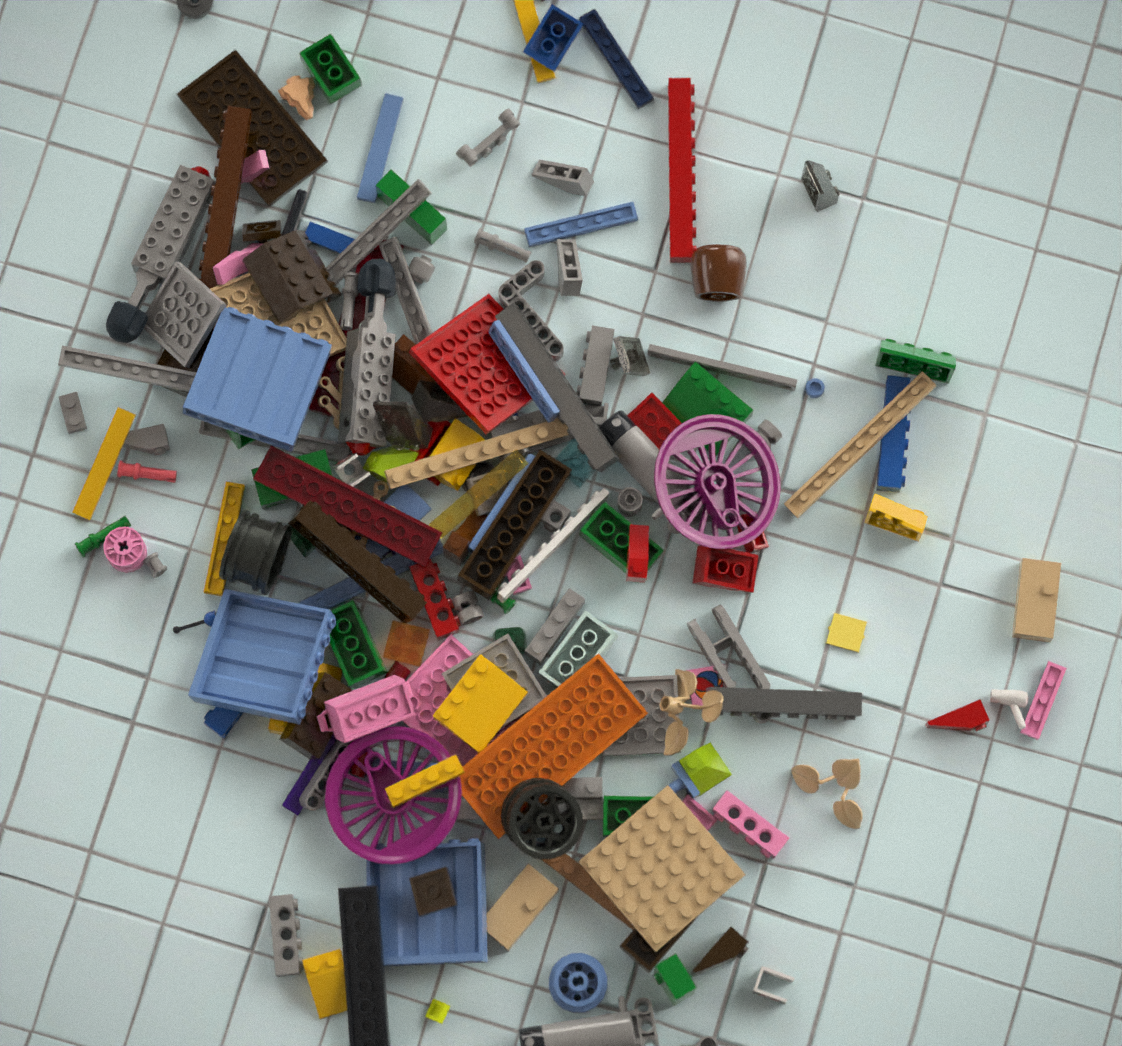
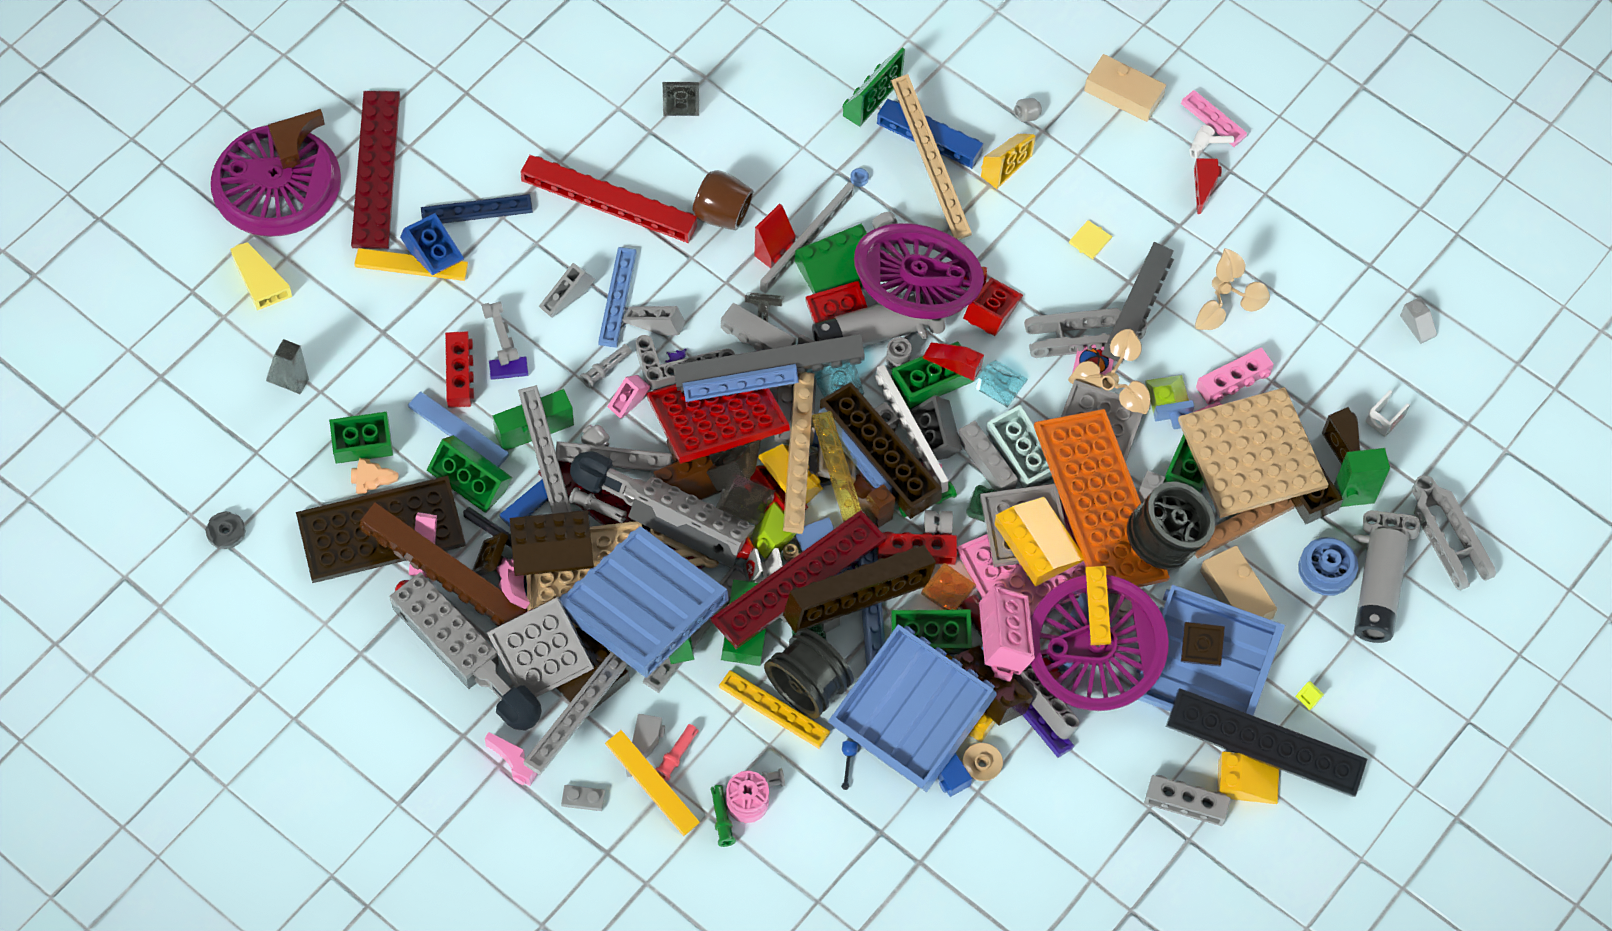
camera: 70 degrees left, 15 degrees down
(85, 334) = (513, 756): none -> bright pink slope
(244, 730) = (983, 753): none -> tan dish
(339, 177) = (469, 473): none -> green slope
(443, 110) = (455, 395): none -> red brick
(462, 168) = (515, 368): none -> dark purple tile
(479, 279) = (628, 395): none -> bright pink slope
(539, 304) = (676, 356): none -> dark purple piece
(567, 567) = (938, 427): none -> dark grey slope
(646, 608) = (1000, 382): none -> clear light blue slope
(699, 336) = (773, 236): none -> red slope
(894, 983) = (1419, 320): none -> light grey slope
(965, 516) = (1027, 109): none -> light grey head

